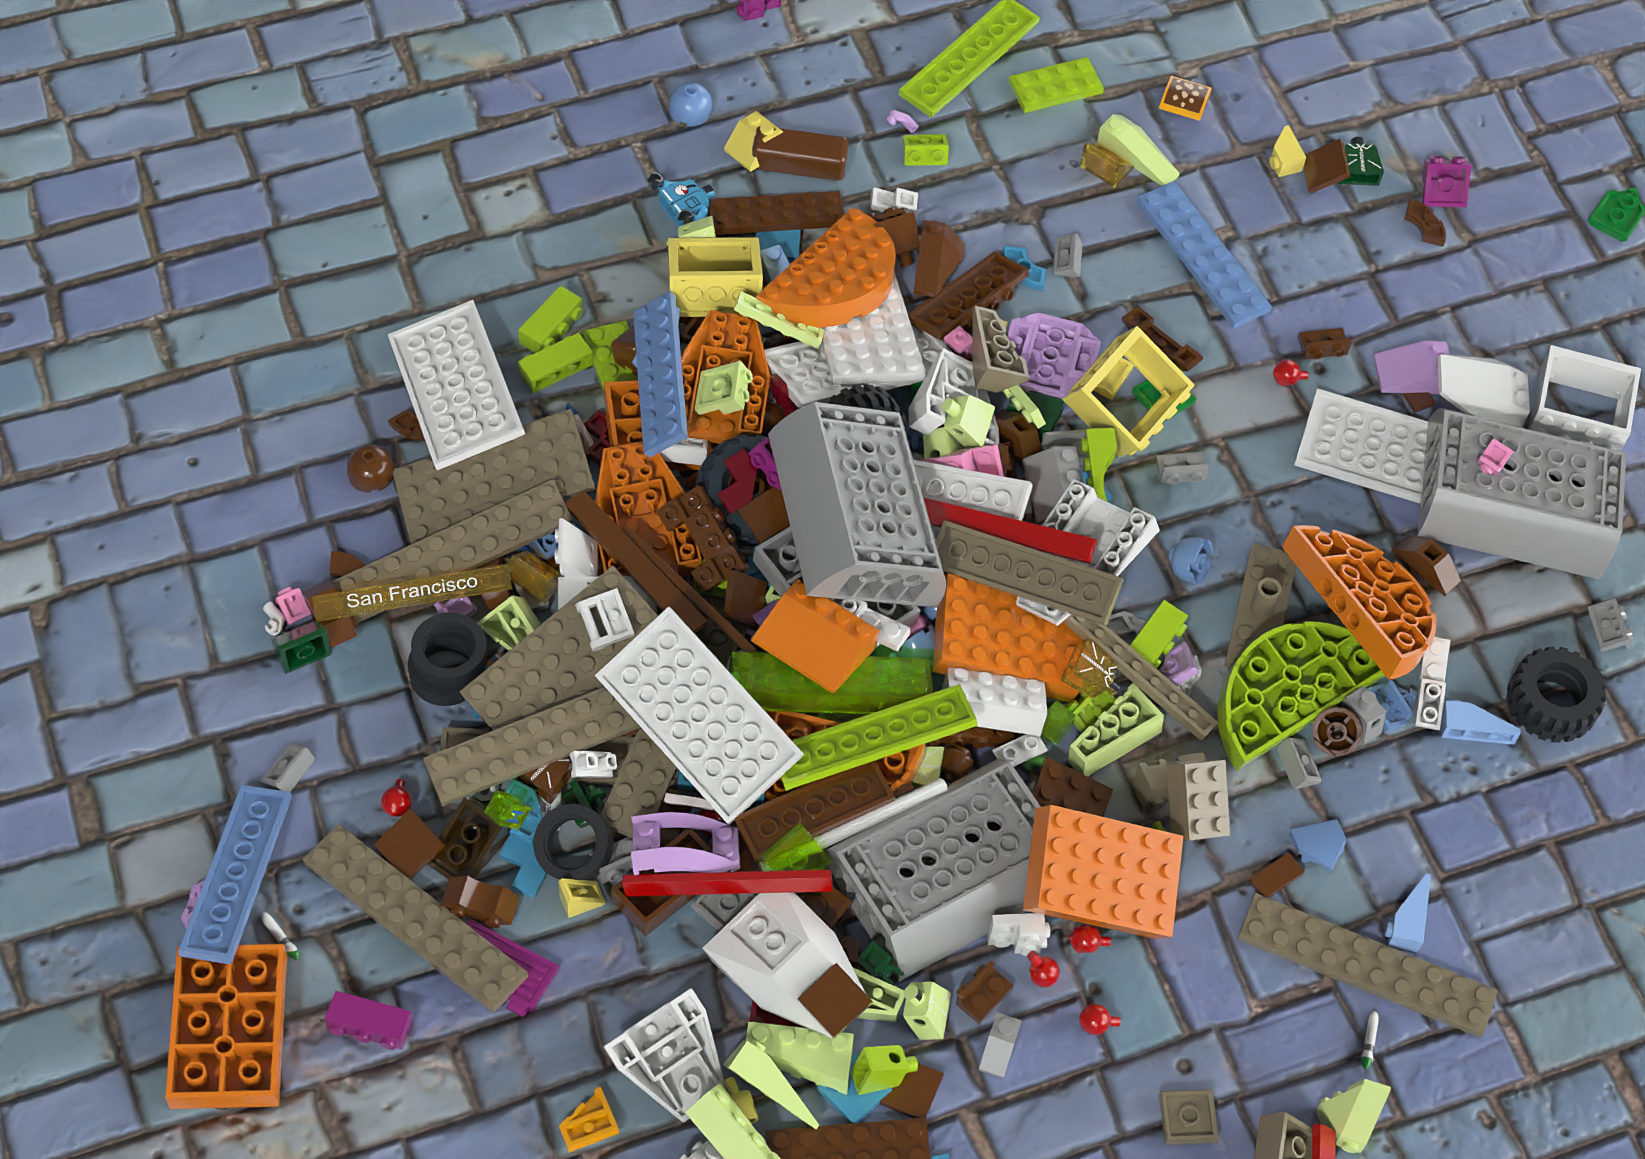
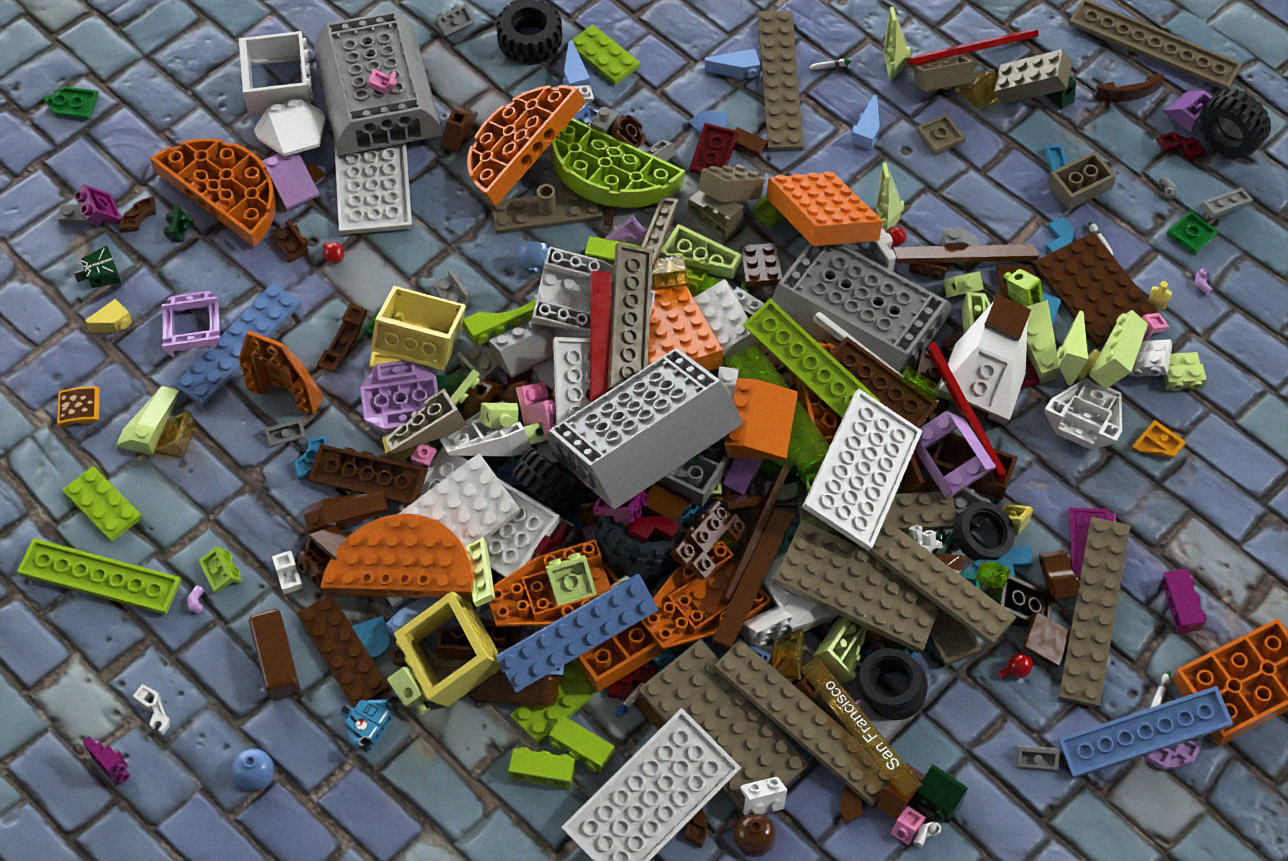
camera: 110 degrees left, 0 degrees up
(400, 483) = (764, 796): none -> white bracket
(612, 615) = (817, 558): white plate -> none
(741, 140) = (277, 702): light yellow slope -> none
(810, 53) = (141, 697): none -> white piece
(878, 961) = (955, 317): dark green plate -> none
(973, 1037) = (969, 253): none -> tile
(1090, 969) = (888, 200): none -> yellowish green wedge
(1096, 1019) = (911, 197): red piece -> none
(1123, 244) = (271, 362): none -> orange wedge
(1212, 663) = (607, 216): none -> reddish brown piece
(1222, 191) = (191, 340): none -> lavender wedge
(1237, 1029) = (867, 129): none -> light blue slope
(1273, 824) = (713, 148): none -> dark red tile
(1326, 166) = (115, 284): reddish brown tile -> none
(1393, 249) = (179, 224): none -> dark green hips
(1433, 301) = (224, 182): none -> orange brick
(1491, 774) = (605, 55): none -> lime plate

